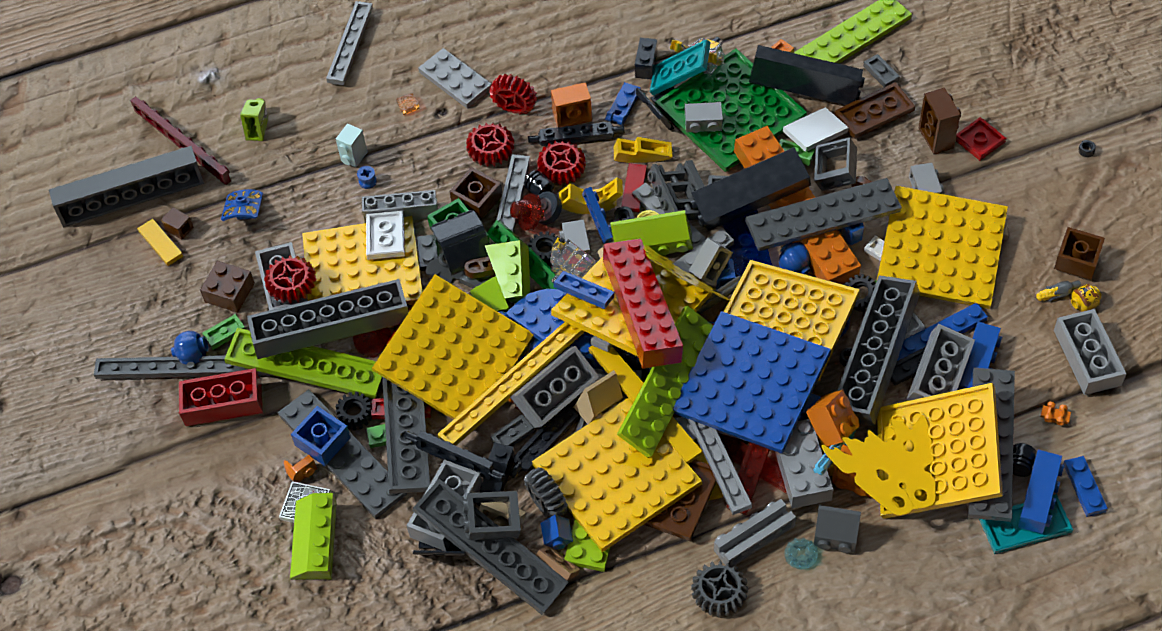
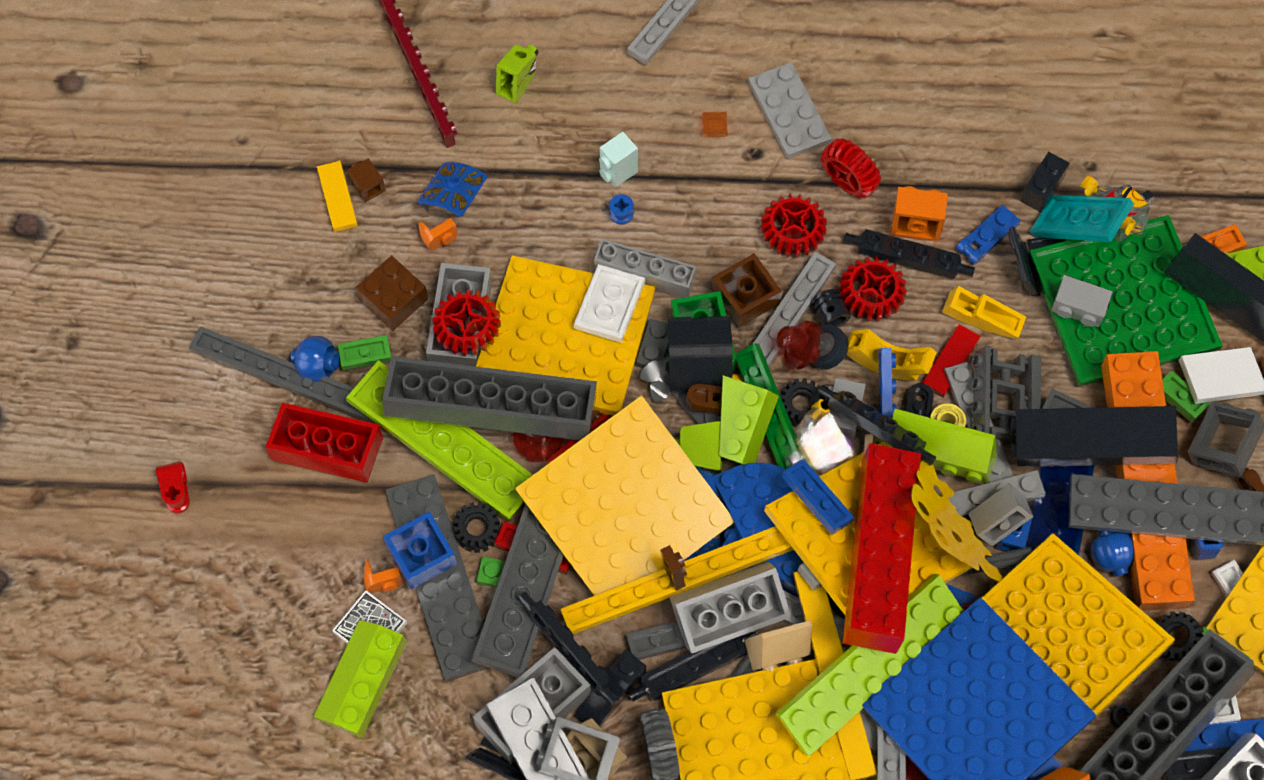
camera: 20 degrees right, 10 degrees up
(121, 468) = (173, 483): none -> red piece
(126, 186) = (324, 105): dark grey brick -> none
(245, 238) = (440, 235): none -> orange plate
(505, 371) = (674, 567): none -> reddish brown plate
(593, 234) = (876, 423): none -> black plate

